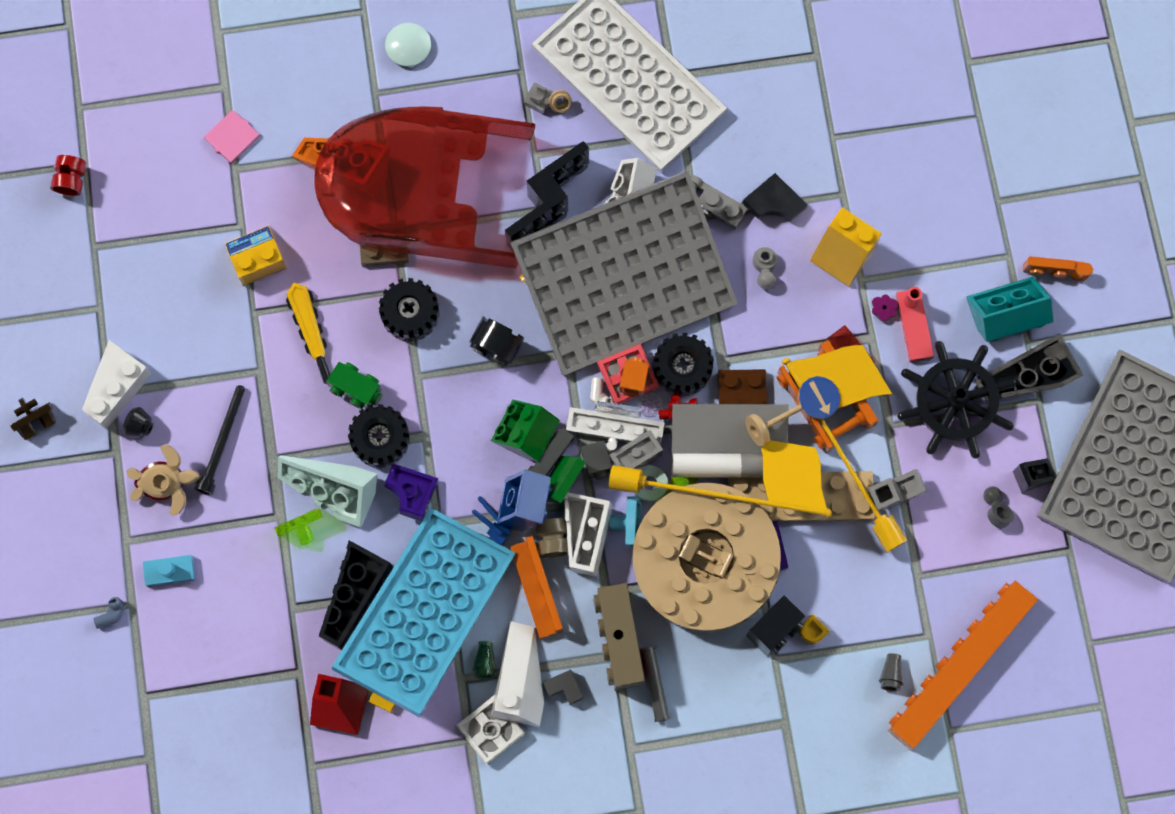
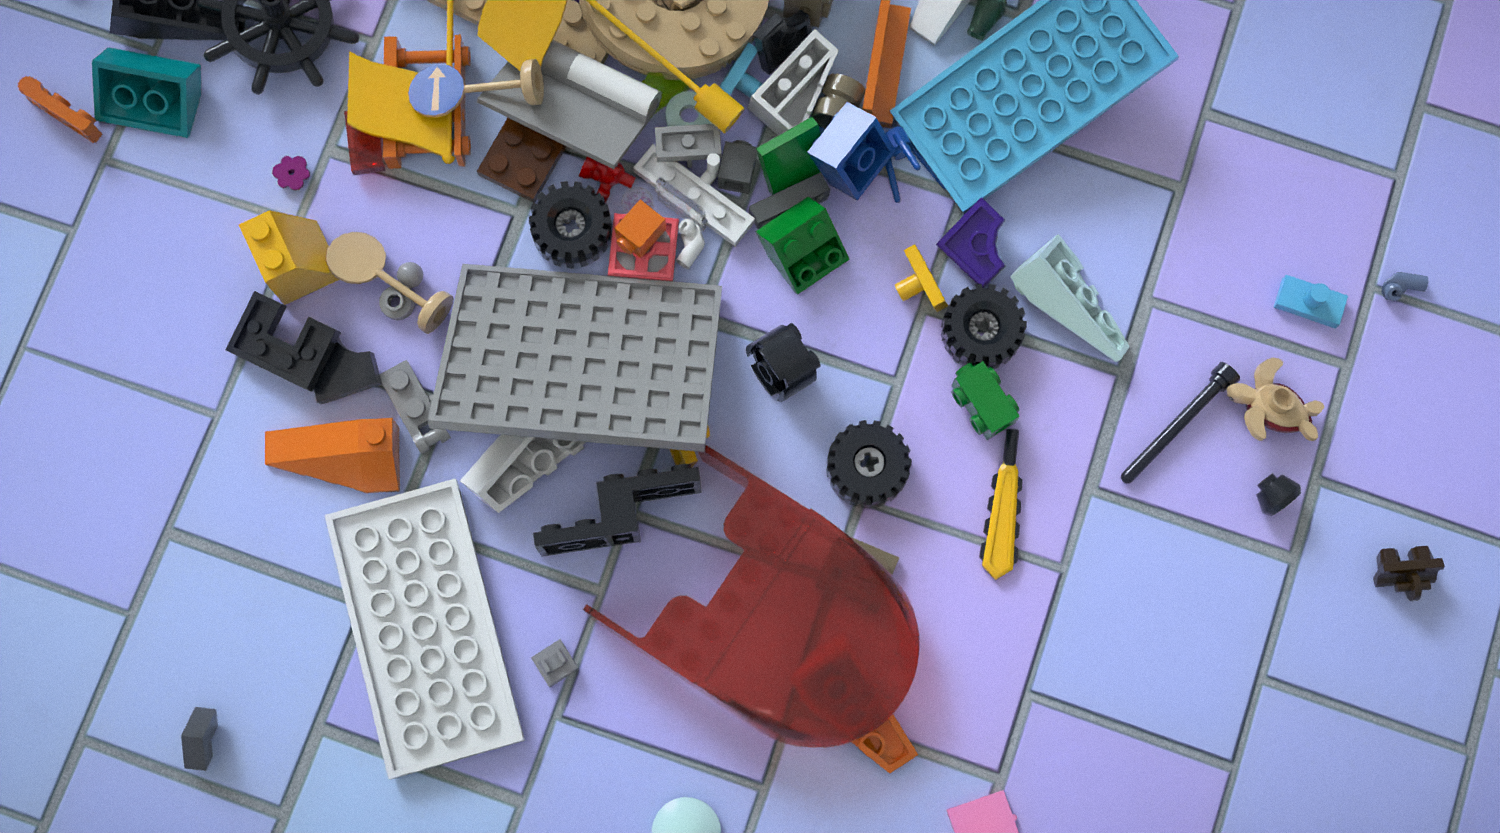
camera: 155 degrees left, 0 degrees up
(114, 385) = (1284, 560): white wedge -> none
(255, 255) = (1030, 641): yellow slope -> none
(300, 525) = (1129, 272): clear neon green tile -> none
(338, 704) = (1192, 47): red slope -> none
(356, 588) = (1096, 159): black wedge -> none
(435, 446) = (920, 281): none -> yellow tile
(564, 105) = (530, 640): tan plate -> none
(614, 560) = (779, 39): none -> black tile
(736, 153) = (344, 453): none -> orange wedge
(801, 185) = (298, 363): none -> black plate
(804, 269) = (361, 258): none -> tan piece
(914, 324) = (269, 135): coral piece -> none

